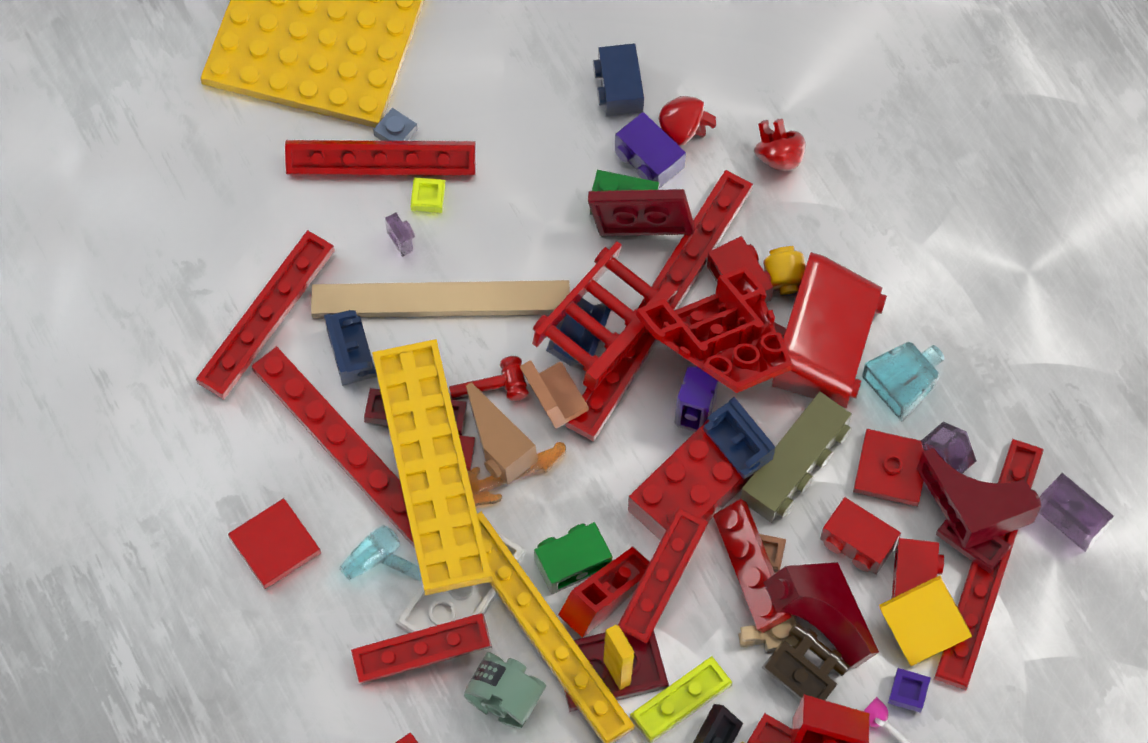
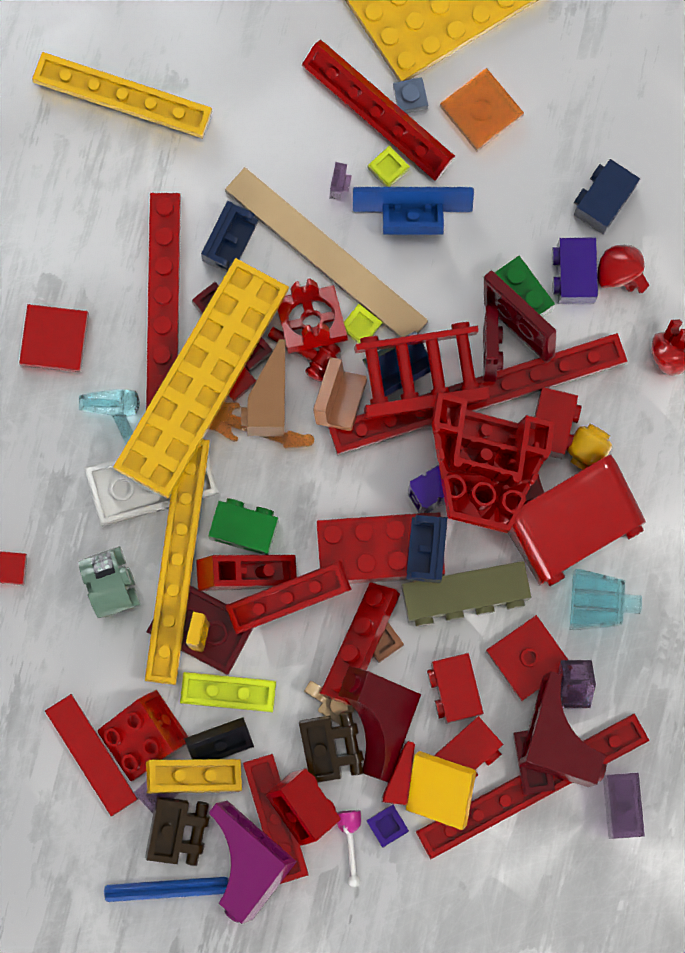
camera: 40 degrees right, 15 degrees up
(158, 310) = (122, 95): none -> yellow plate
(265, 314) = (193, 162): red plate -> none
(421, 648) = (82, 503): red plate -> none
(461, 96) = (481, 109): none -> clear orange tile
(477, 206) = (413, 208): none -> blue bracket
(491, 361) = (311, 336): none -> red piece
(518, 328) = (361, 323): none -> neon yellow tile
(638, 252) = (491, 339): none -> dark red plate
(891, 651) = (398, 787): none -> red slope

